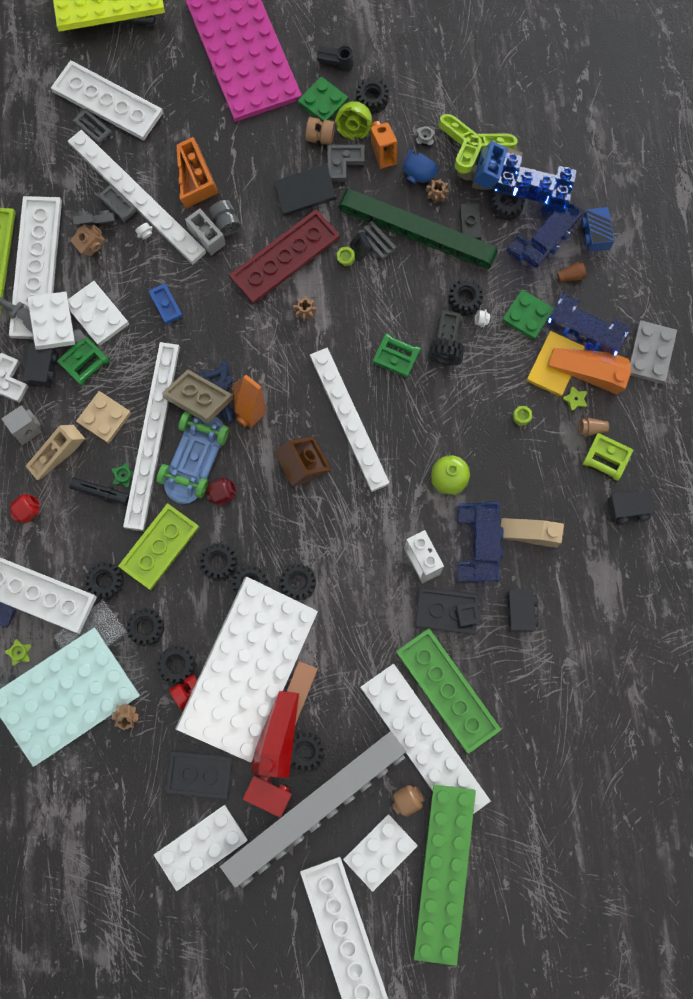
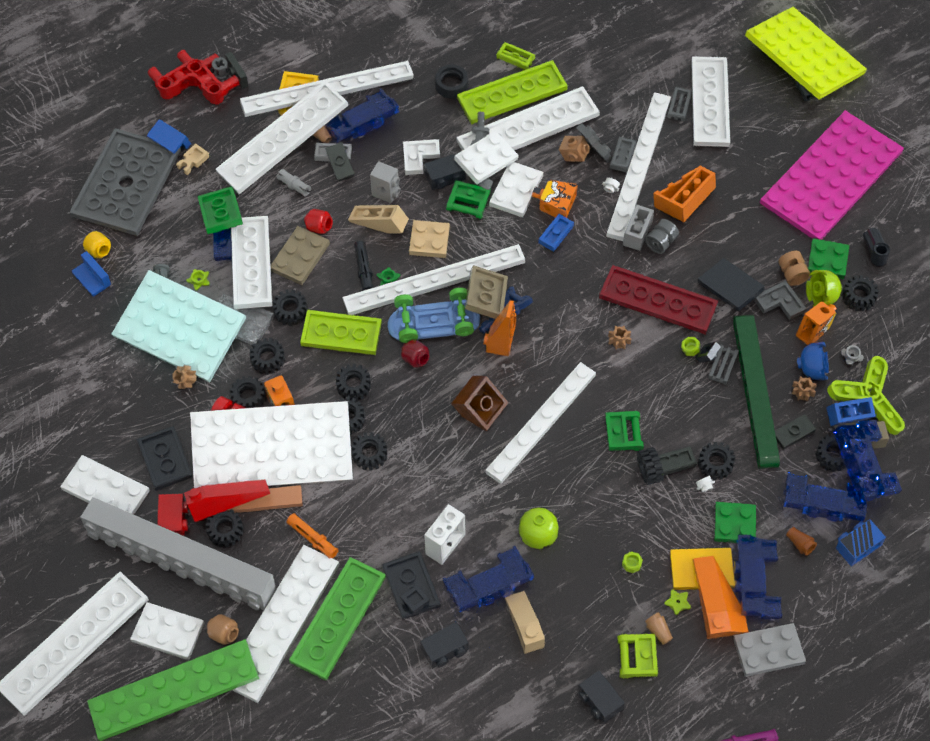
camera: 65 degrees right, 15 degrees down
(50, 544) = (299, 255): none -> dark tan plate
(130, 284) = (556, 197): none -> orange torso
(198, 636) = (278, 392): none -> orange torso
(354, 675) = (318, 541): none -> orange pin

